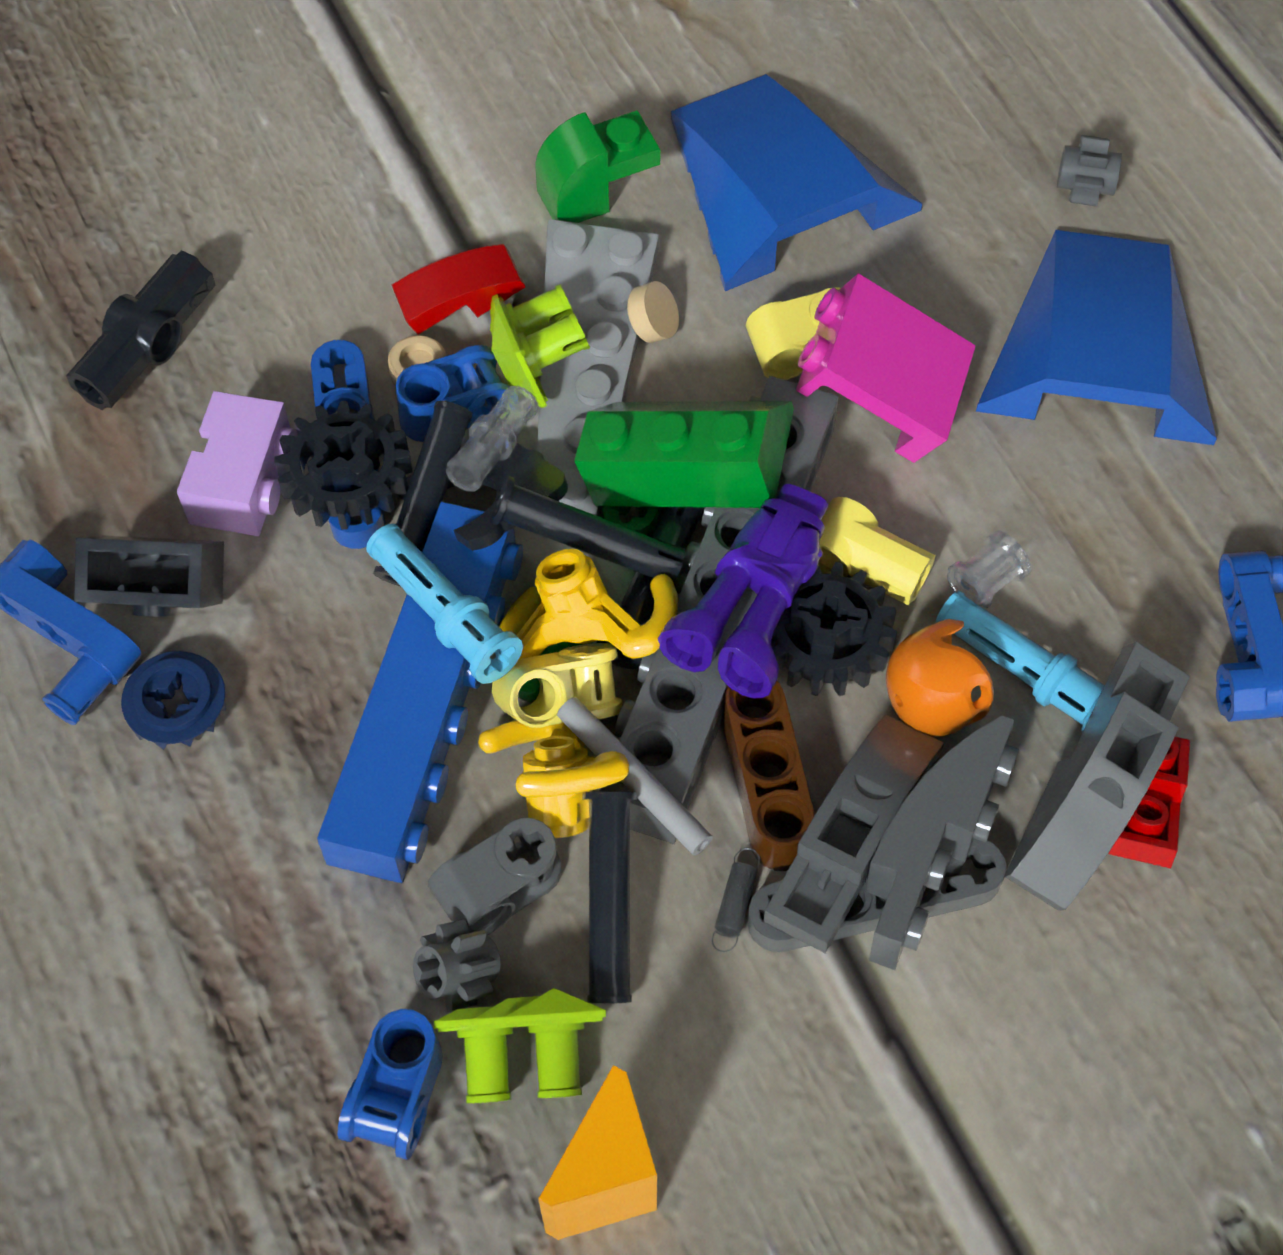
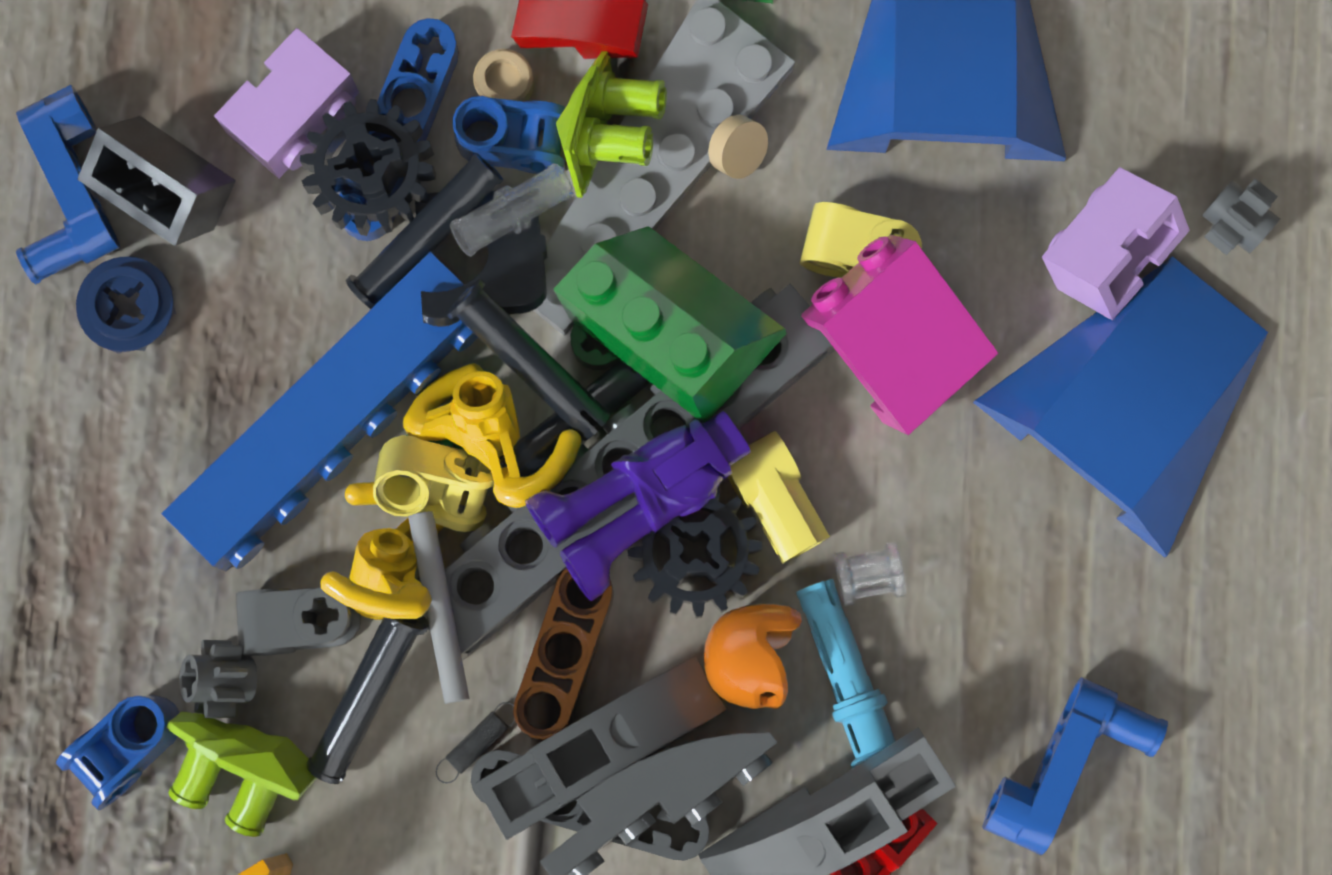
camera: 30 degrees right, 20 degrees up
(457, 617) = (373, 385): medium azure pin -> none
(1005, 230) = (1113, 241): none -> lavender brick

